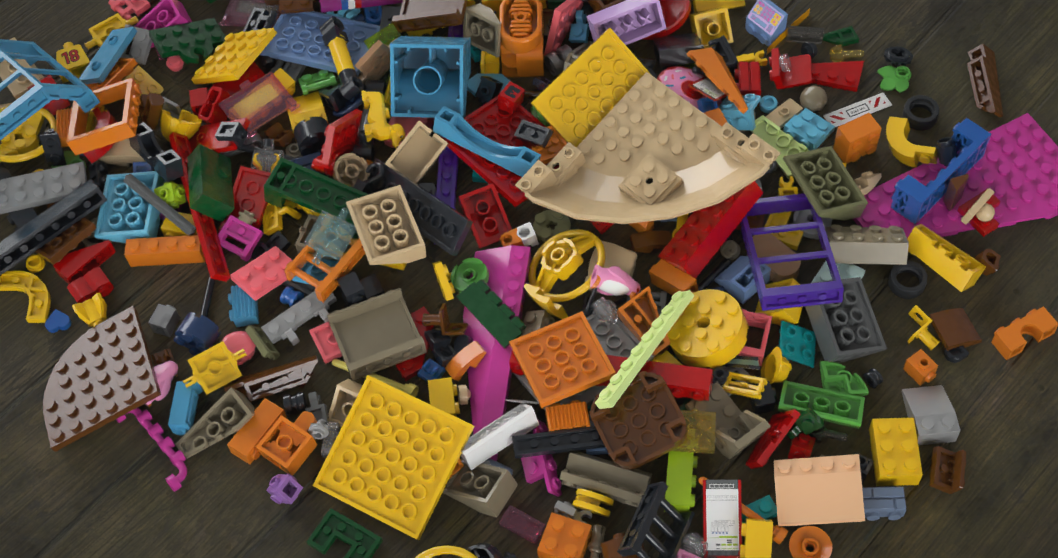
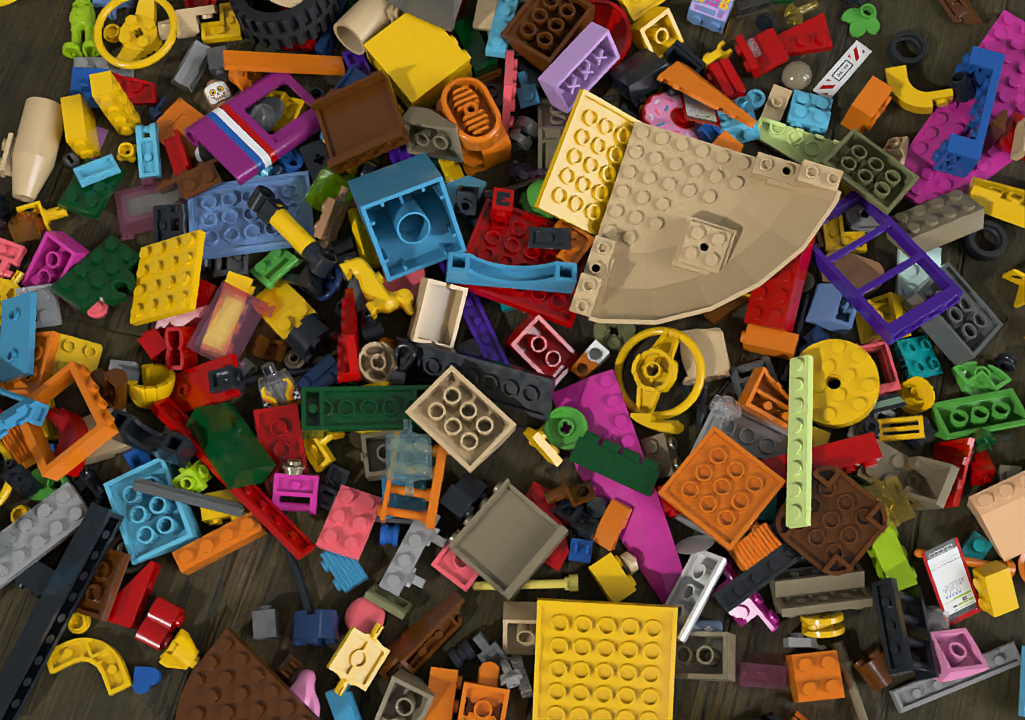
camera: 30 degrees left, 15 degrees up
(613, 282) = (723, 375): bright pink animal -> none

